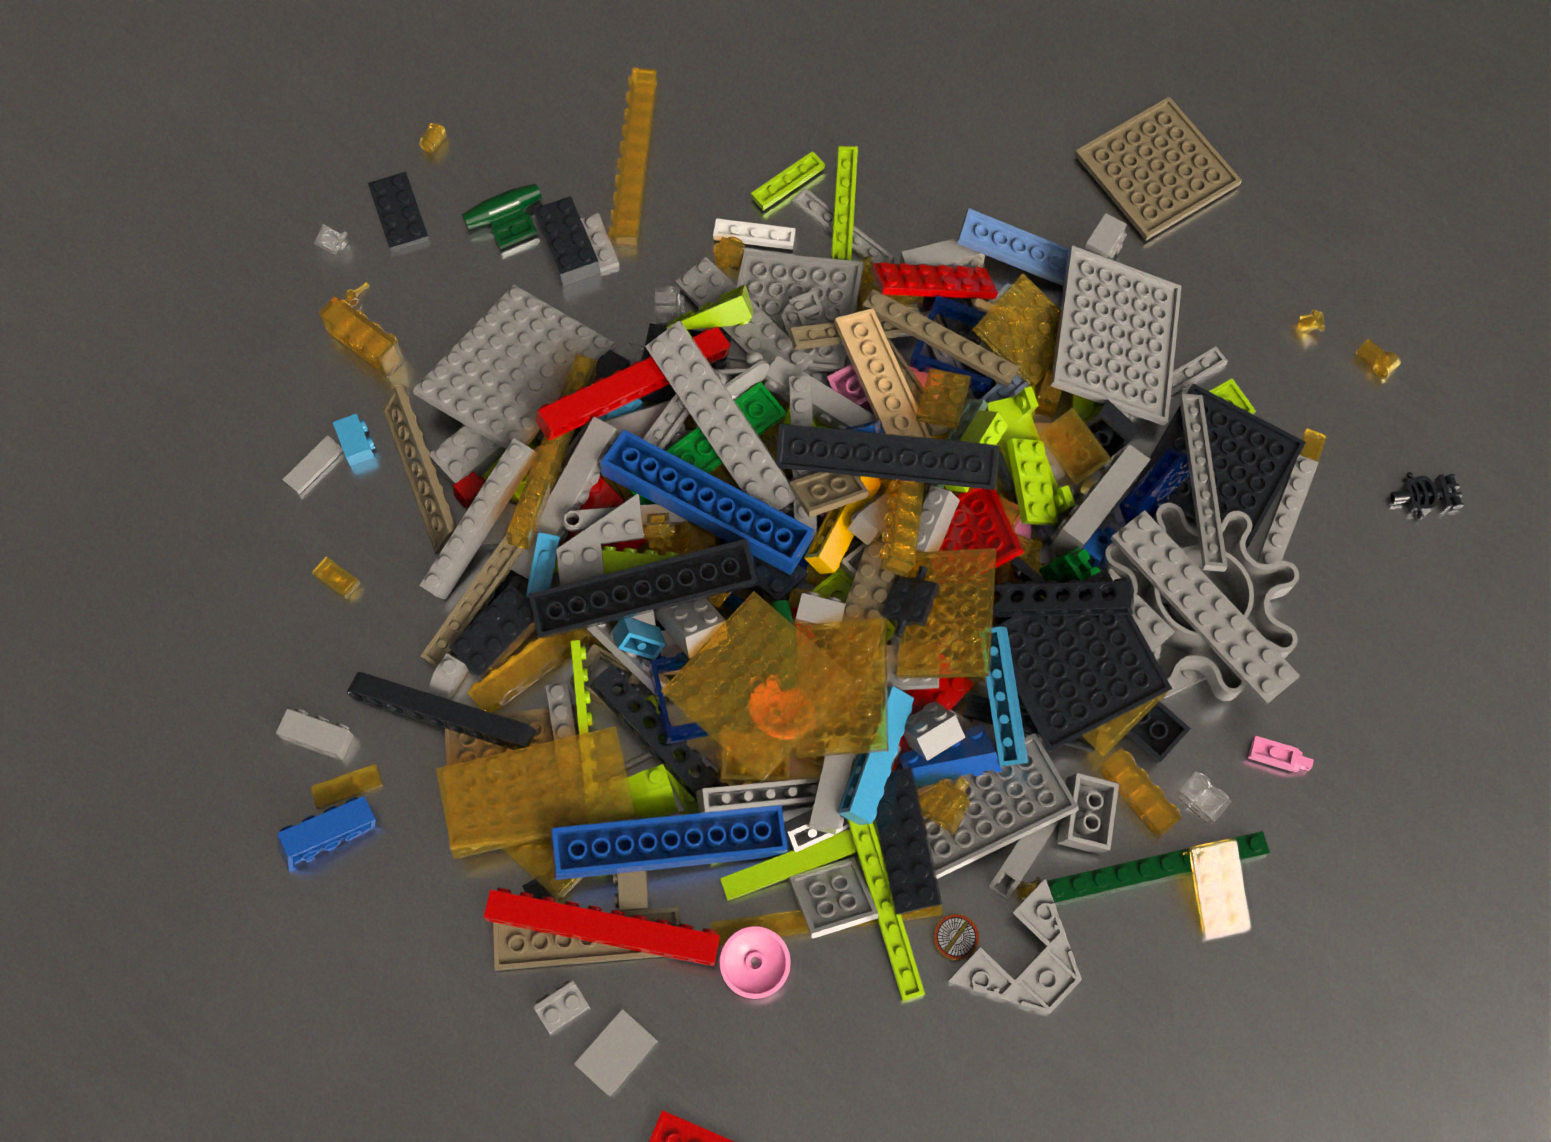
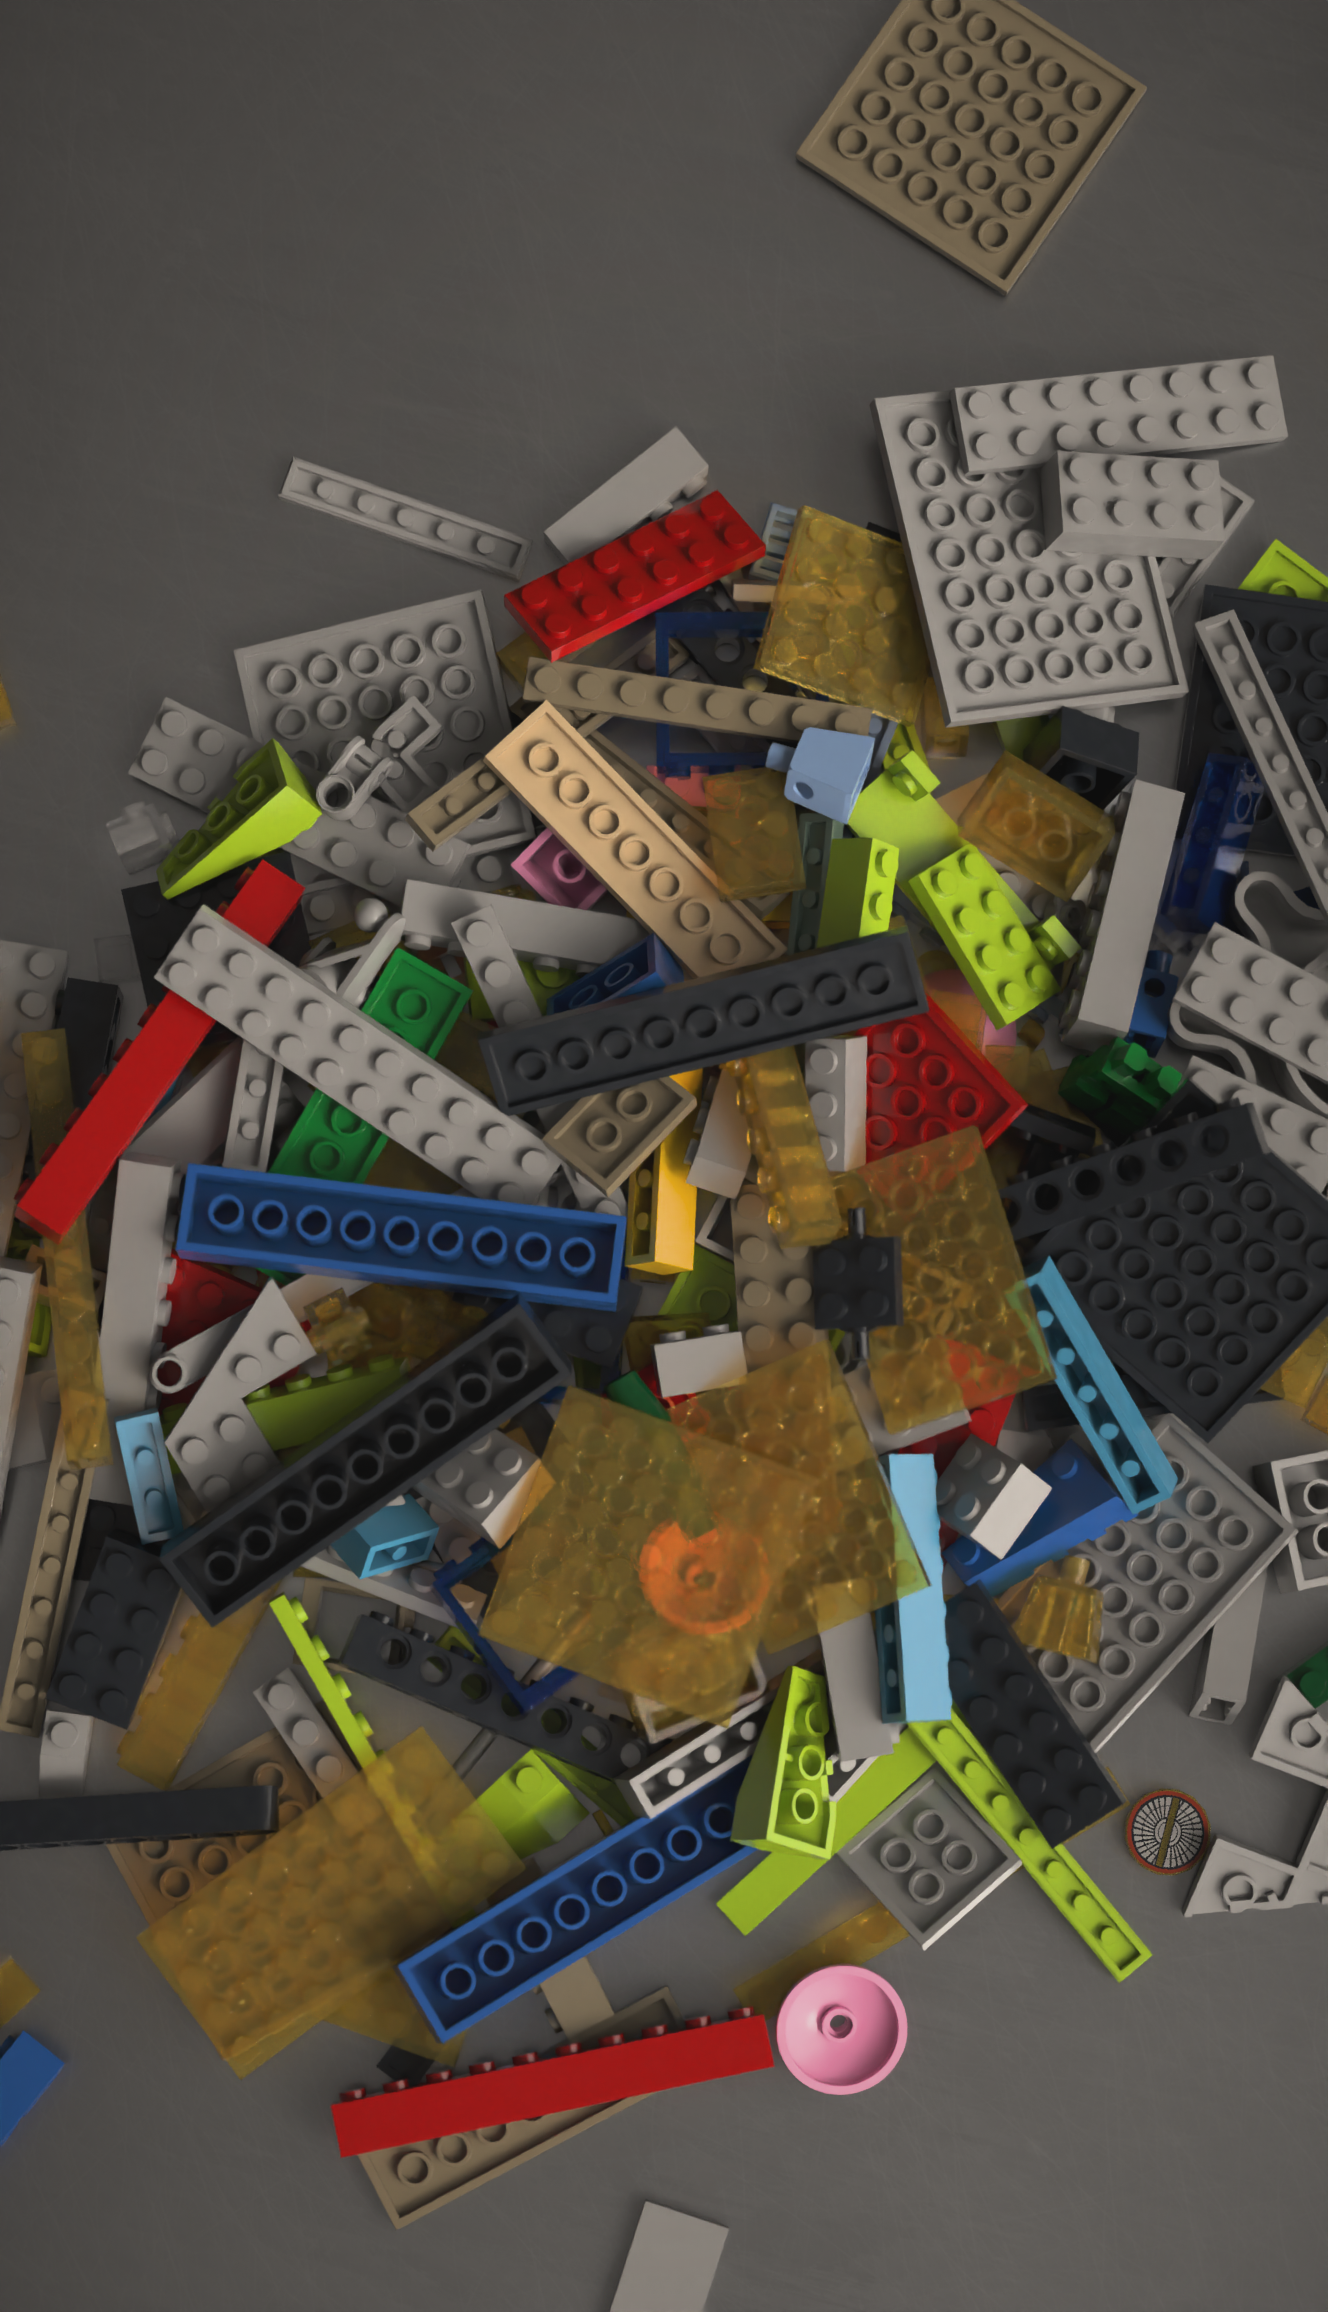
camera: 25 degrees left, 15 degrees up
(560, 1006) = (539, 2242): light grey bracket -> none
(729, 252) = (206, 665): clear yellow brick -> none
(755, 233) = (236, 602): white plate -> none
(773, 310) = (353, 776): none -> light grey piece
(777, 828) = (786, 1785): none -> lime wedge
(787, 180) = (252, 455): lime plate -> none
(844, 203) = (389, 471): lime tile -> none
(867, 276) = (493, 591): clear yellow brick -> none
(987, 381) = (824, 770): none -> light blue torso
(1014, 246) = (759, 429): medium blue plate -> none
(1026, 888) = (1260, 1695): clear yellow brick -> none
(1107, 237) = (930, 343): light grey brick -> none
(1172, 334) = (1132, 505): none -> light grey brick
(1179, 299) = (1119, 413): none -> light grey plate

